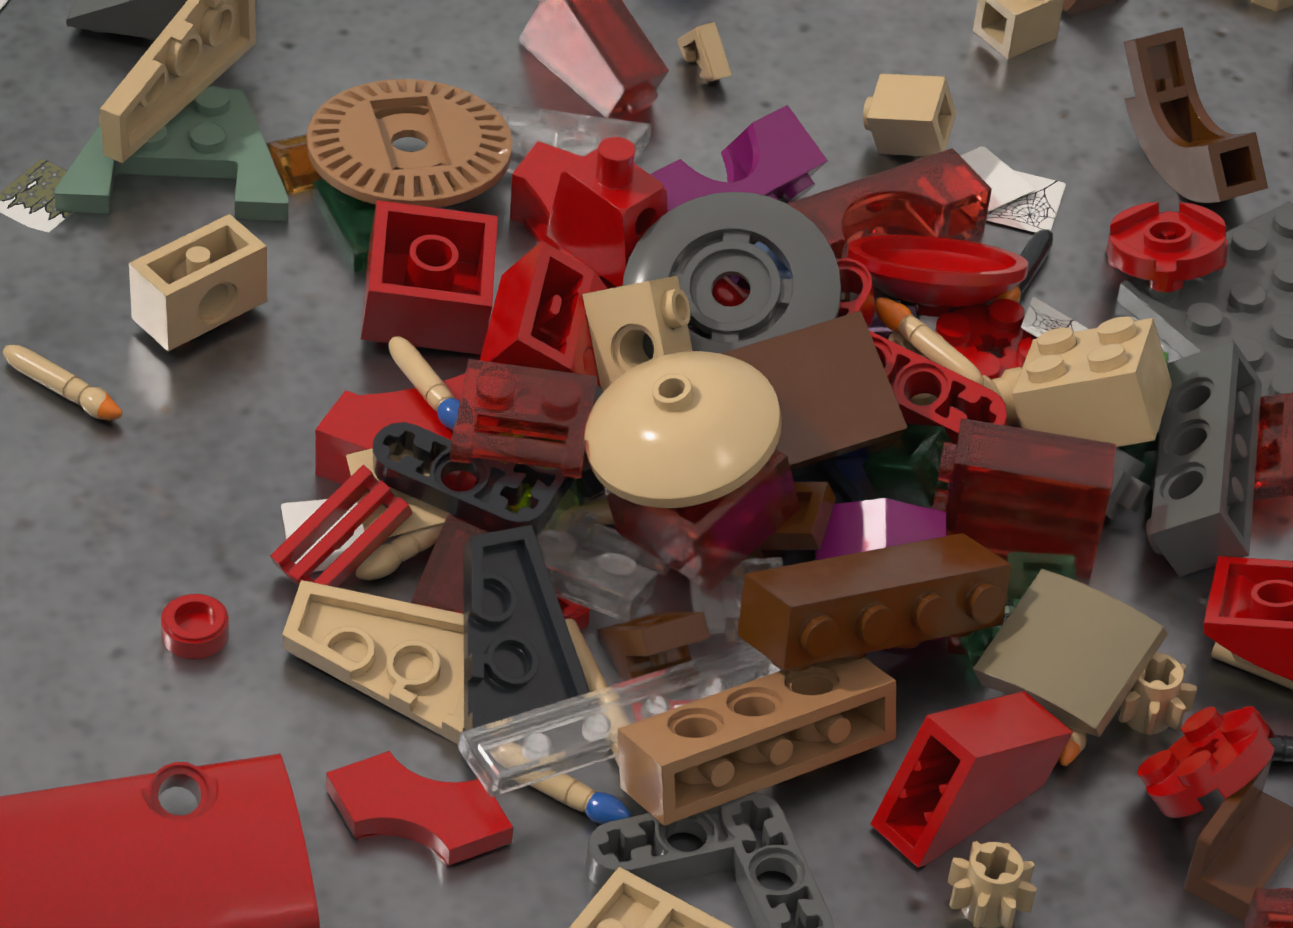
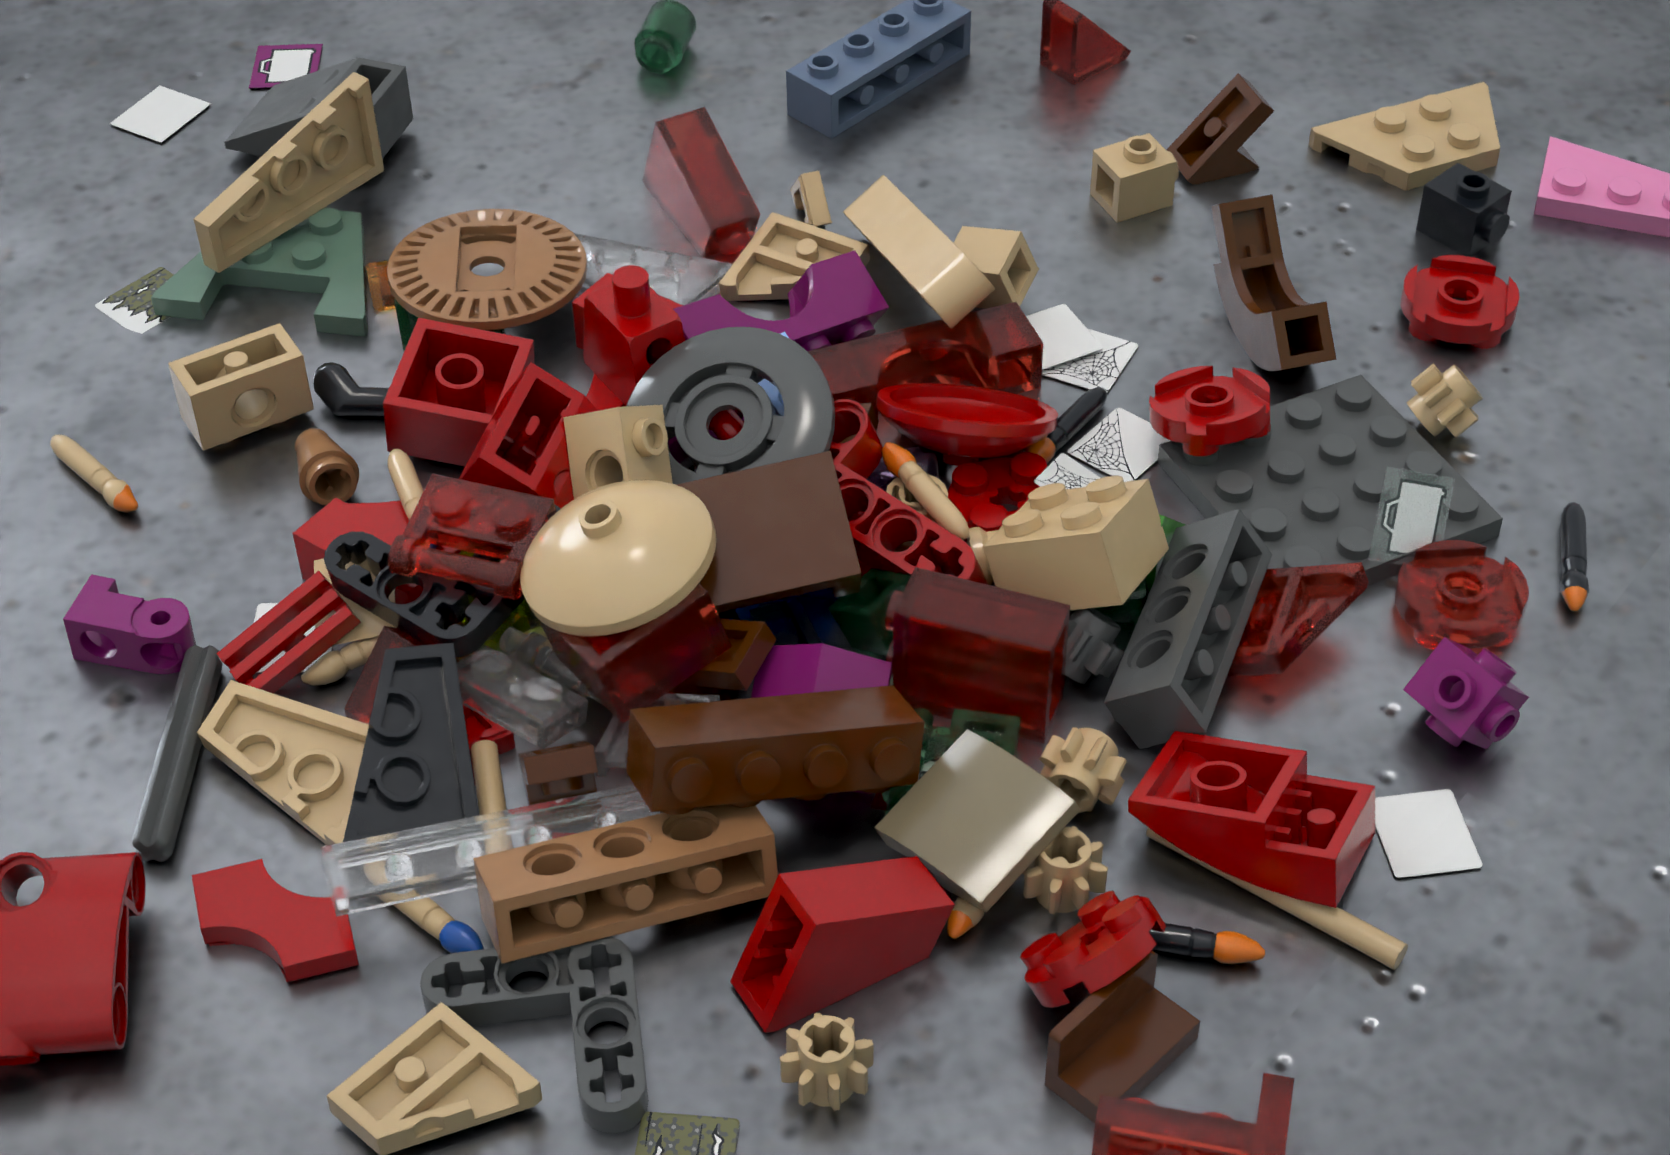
camera: 15 degrees right, 0 degrees up
(172, 539) = (128, 629): none -> magenta leg
(195, 626) = (127, 717): red tile -> none
(262, 654) = (177, 754): none -> dark grey axle
(298, 286) = (343, 394): none -> black arm
(308, 361) = (324, 468): none -> medium nougat cone
(702, 116) = (780, 257): none -> tan wing
(845, 101) = (919, 251): none -> tan beam
(1079, 285) = (1120, 445): none -> white sticker
(1149, 589) = (1084, 767): none -> tan gear

